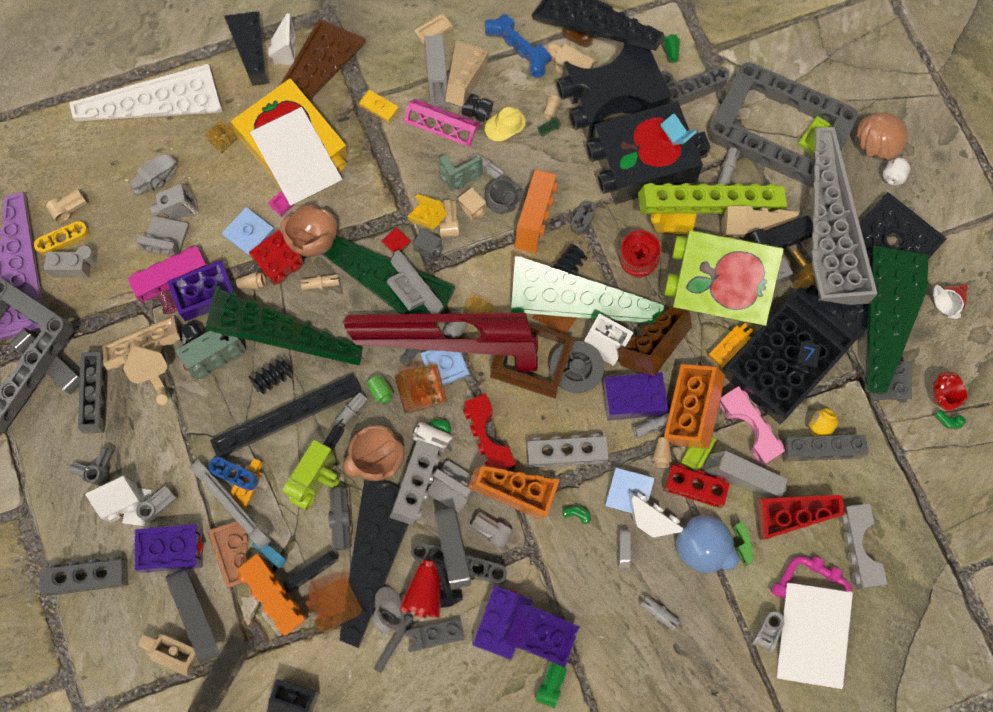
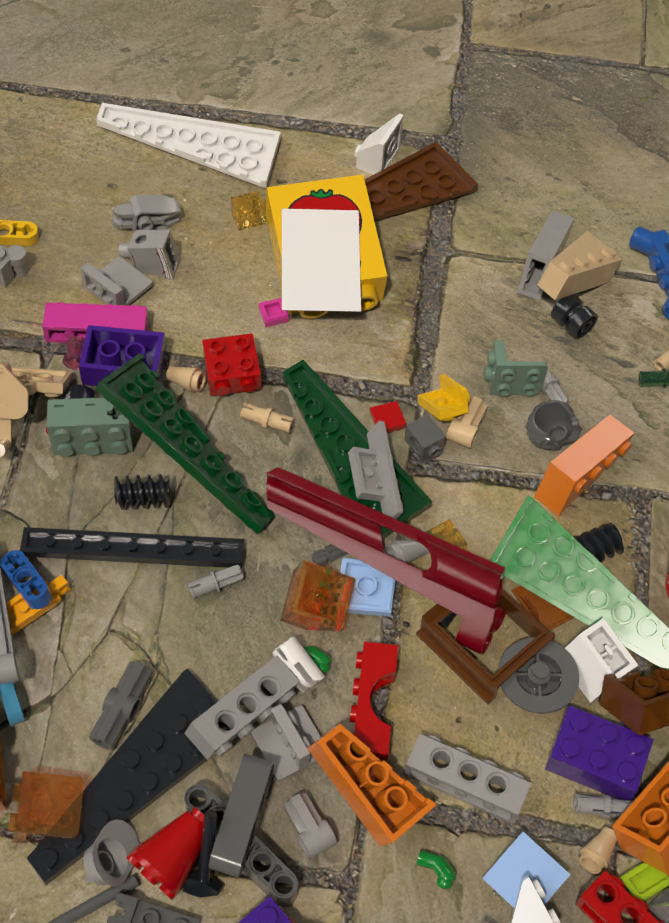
camera: 25 degrees right, 15 degrees down
(61, 208) = (22, 201): tan piece -> none
(247, 231) = (215, 320): light blue plate -> none
(250, 42) = (340, 133): black wedge -> none
(309, 231) = (288, 349): nougat piece -> none
(310, 571) = (45, 750): black beam -> none
(314, 471) = (122, 624): lime piece -> none
(373, 454) = (210, 644): nougat piece -> none
(379, 106) = (453, 262): yellow plate -> none
(380, 390) = (266, 575): bright green brick -> none
(437, 26) = (579, 210): tan tile -> none
(444, 116) = (527, 306): dark pink fence -> none
(472, 204) = (507, 419): tan brick -> none
(505, 124) = (600, 351): light yellow piece -> none
(579, 215) = (641, 498): dark grey beam -> none

